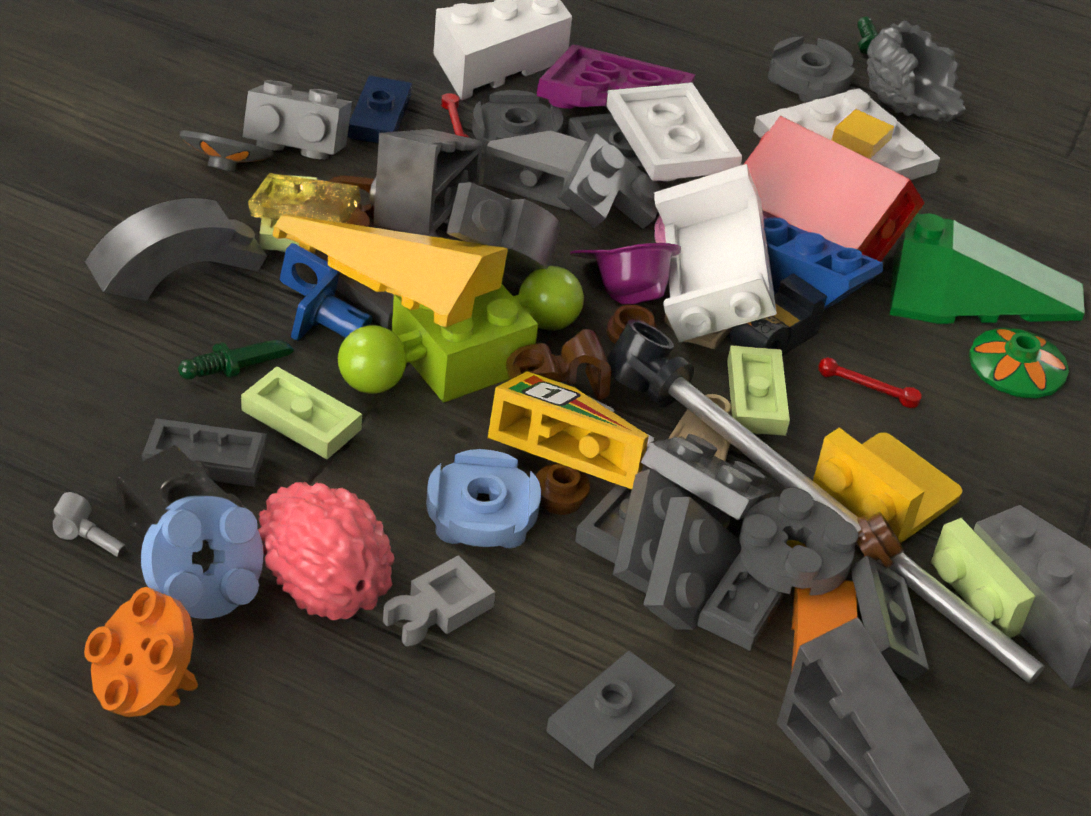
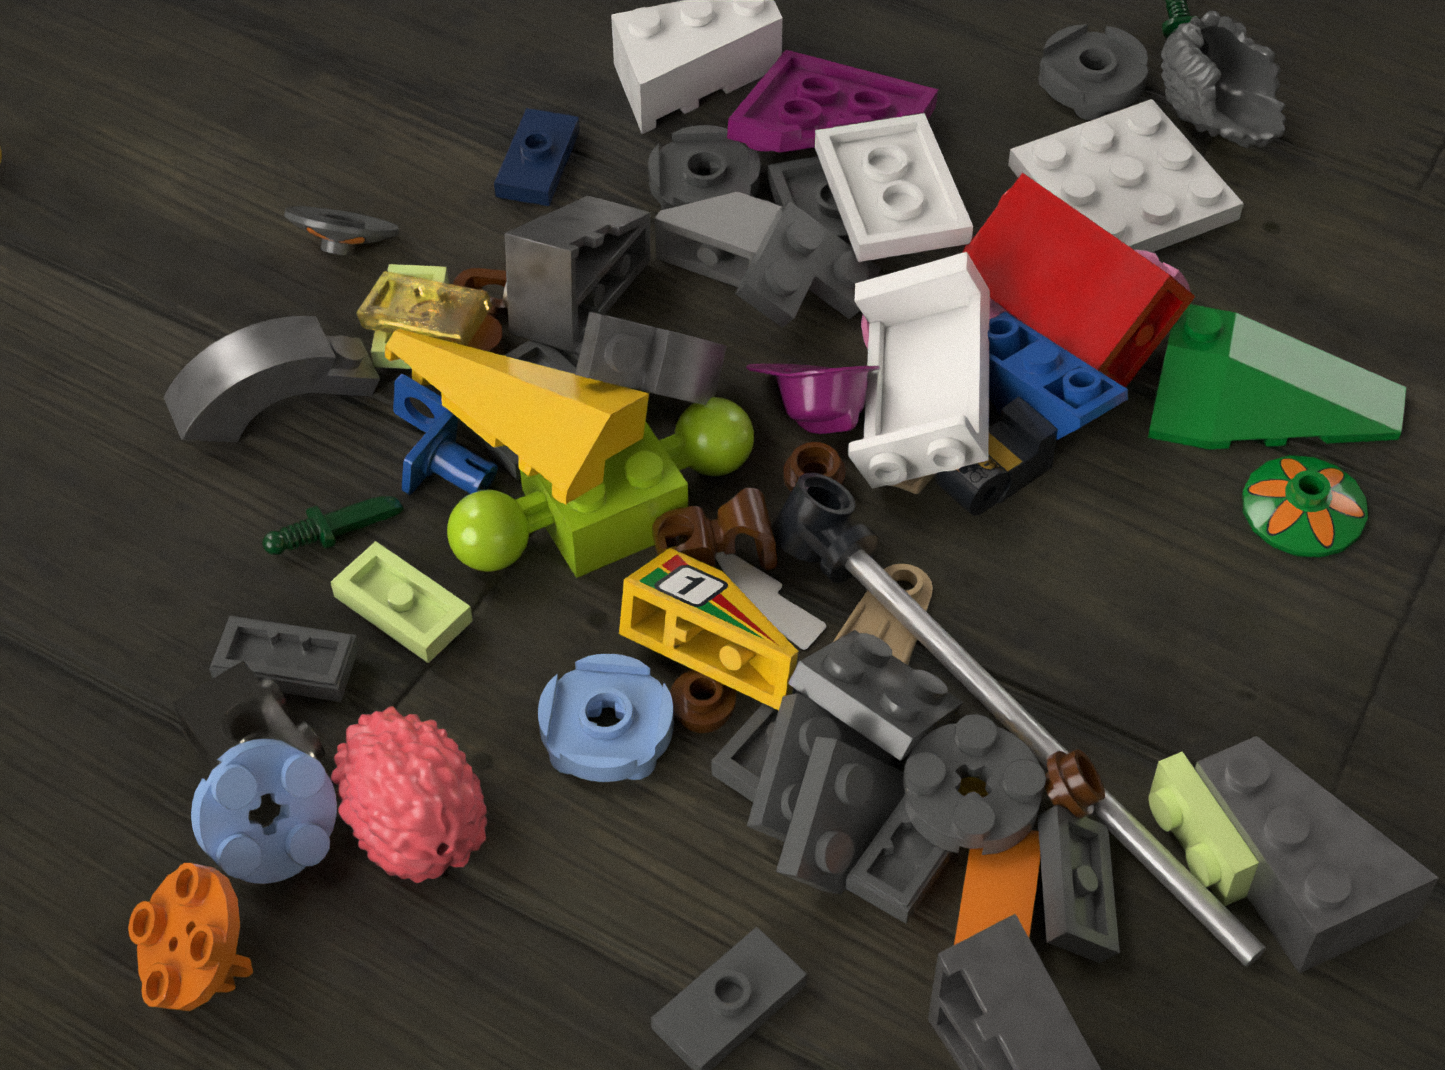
camera: 10 degrees right, 10 degrees up
(72, 521) = (127, 752): light grey hand -> none
(297, 119) = (429, 183): light grey brick -> none
(442, 596) = (545, 854): light grey plate -> none
(451, 103) = (627, 140): red hinge -> none
(758, 389) = (959, 559): yellowish green plate -> none
(863, 133) = (1141, 176): yellow tile -> none
(884, 479) = (1103, 692): yellow bracket -> none
(908, 396) = (1153, 560): red hinge -> none

